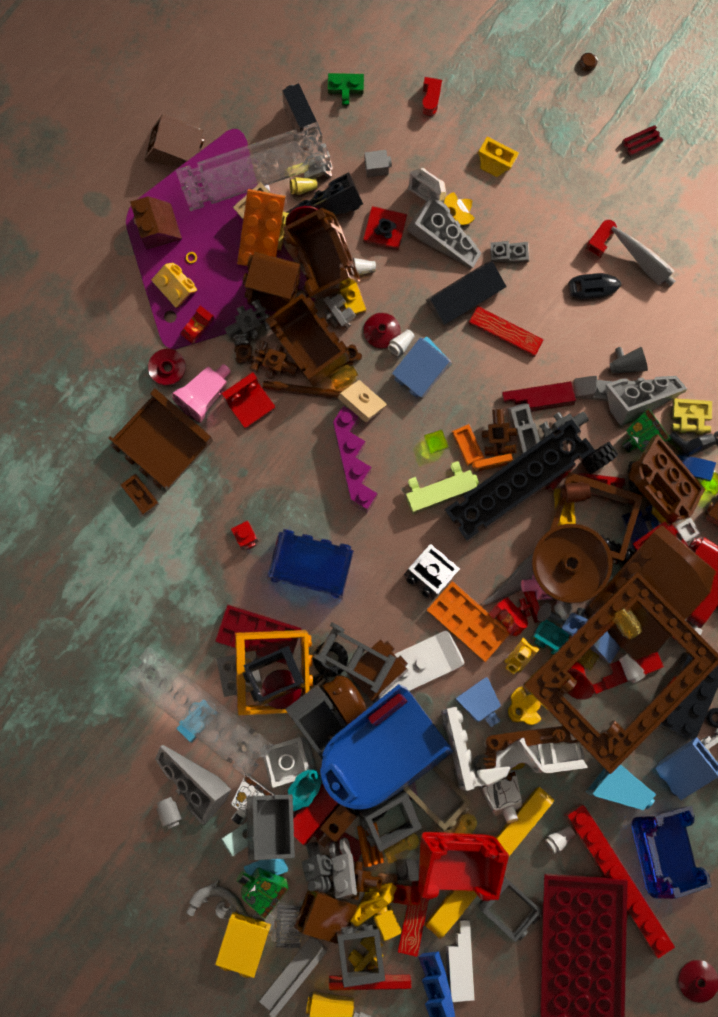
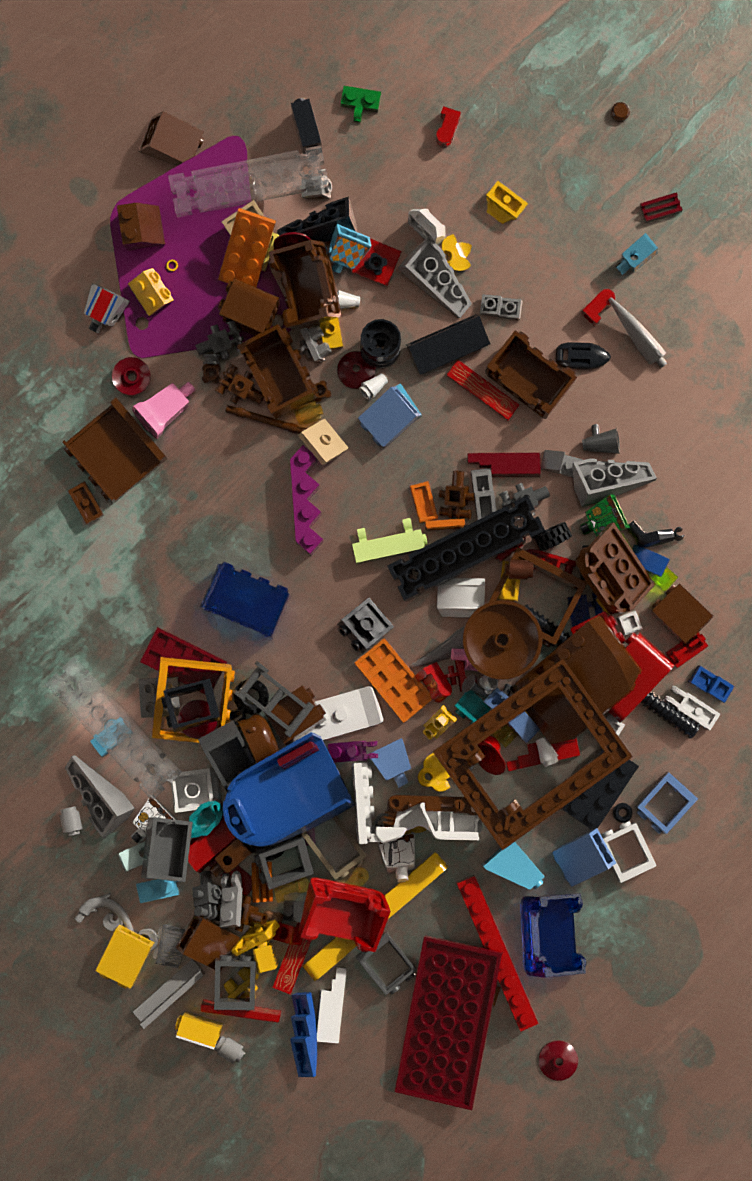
camera: 10 degrees right, 5 degrees up
(131, 305) = (103, 307): none -> torso
(197, 325) = (168, 337): red leg -> none
(245, 535) = (185, 560): red bracket -> none
(248, 400) = (209, 424): red bracket -> none
(262, 890) = (150, 908): green torso -> none
(302, 185) = (298, 204): light yellow cone -> none
(356, 217) = (347, 248): none -> medium azure torso
(377, 163) = (379, 191): light grey brick -> none
(402, 300) = (380, 333): none -> black wheel
(436, 441) = (391, 494): clear neon green plate -> none
(439, 697) = (351, 751): none -> magenta hinge
(520, 530) = (460, 597): none -> white slope
(548, 310) = (529, 375): none -> reddish brown windscreen
(558, 840) = (446, 906): white cone -> none
(627, 623) = (542, 707): clear yellow brick -> none
(631, 183) = (643, 248): none -> medium azure torso
(692, 410) = (659, 501): light yellow plate -> none

